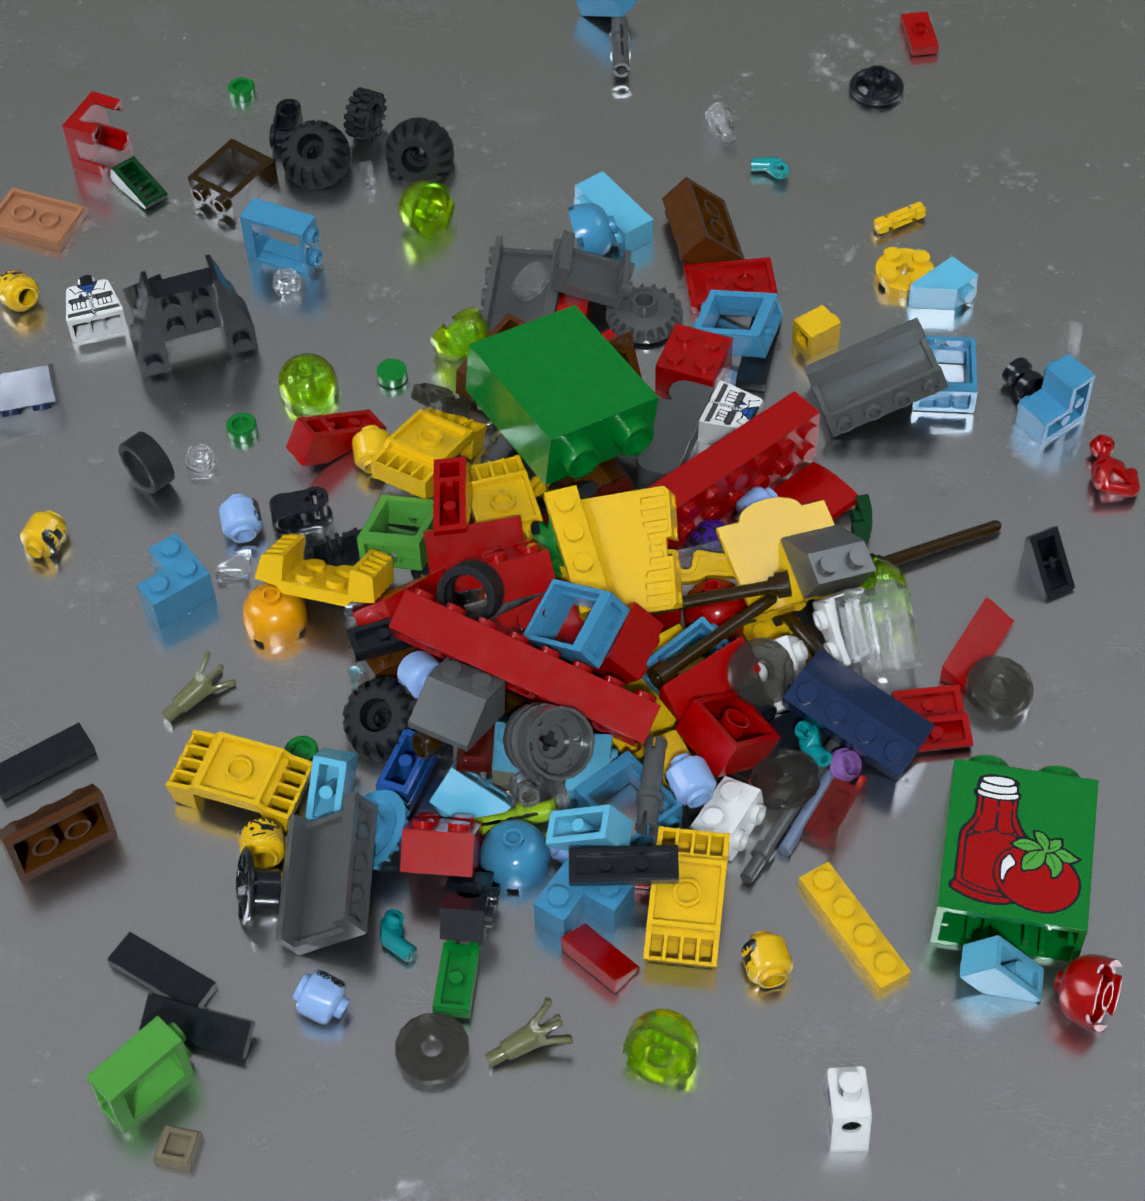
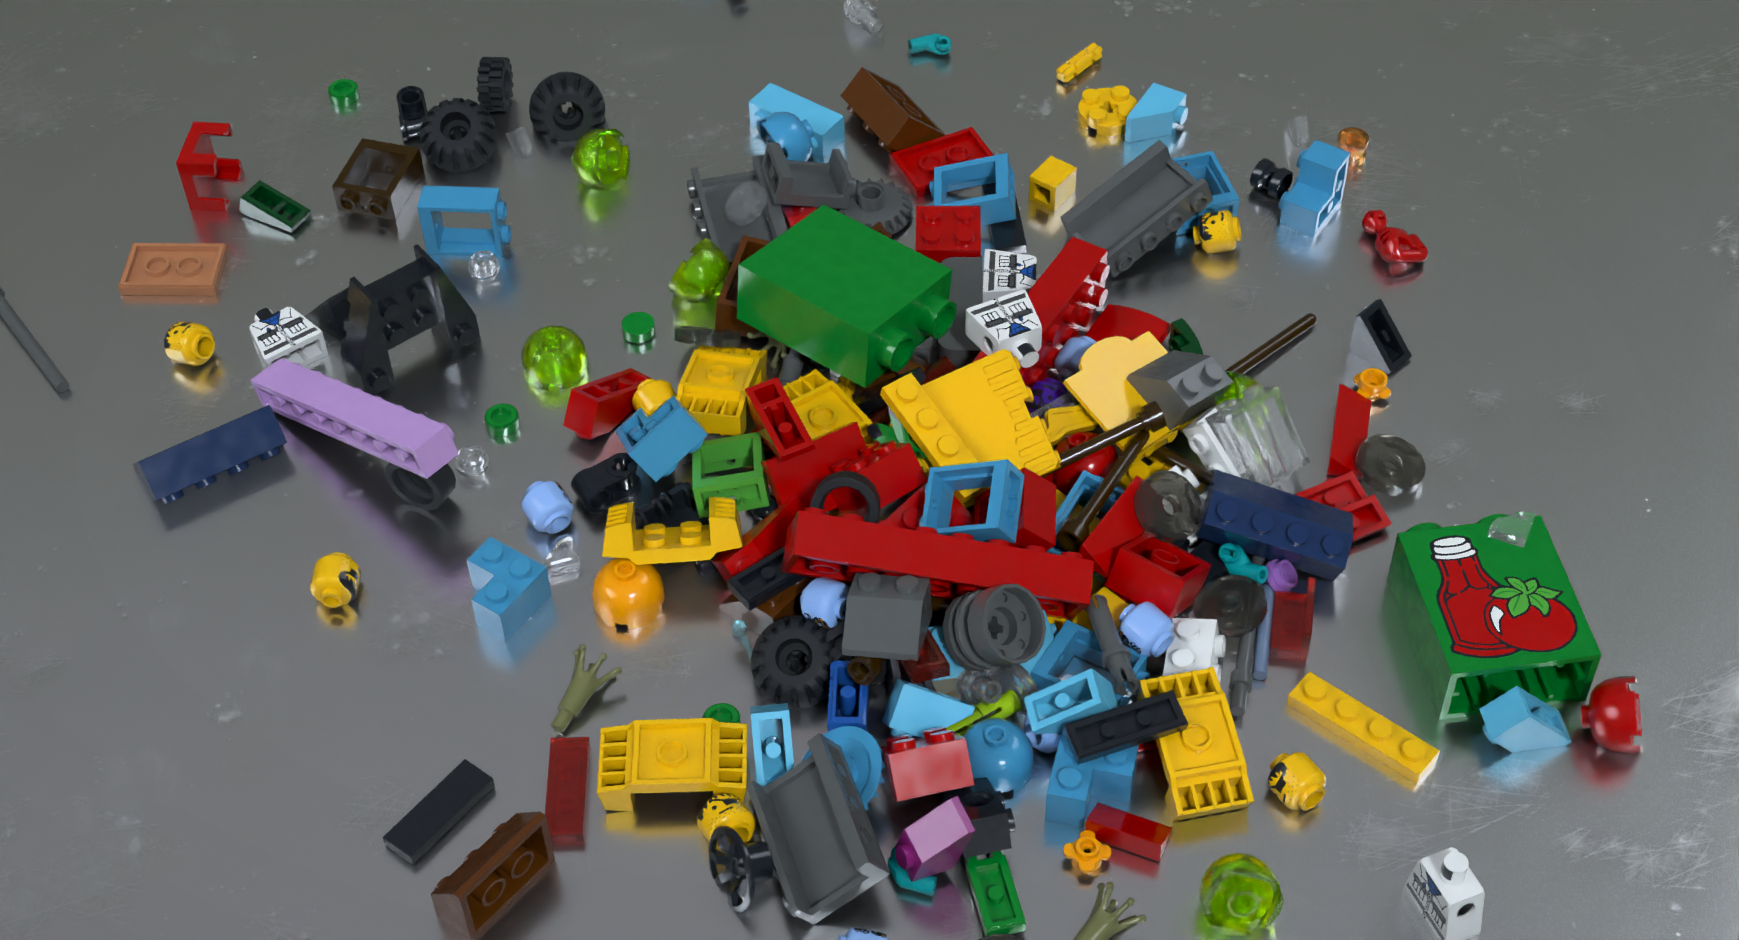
camera: 20 degrees left, 5 degrees down
(111, 396) = (356, 417): none -> lavender brick
(150, 774) = (567, 788): none -> clear red tile
(352, 483) = (662, 438): none -> dark azure brick
(414, 916) = (934, 840): none -> magenta slope
(553, 975) = (1084, 861): none -> light orange plate
(687, 465) = (1008, 325): none -> white torso
(946, 418) = (1217, 232): none -> yellow head
(1020, 599) = (1372, 384): none -> light orange plate
(1063, 786) = (1513, 528): none -> clear tile
(1117, 365) = (1354, 141): none -> clear orange wheel

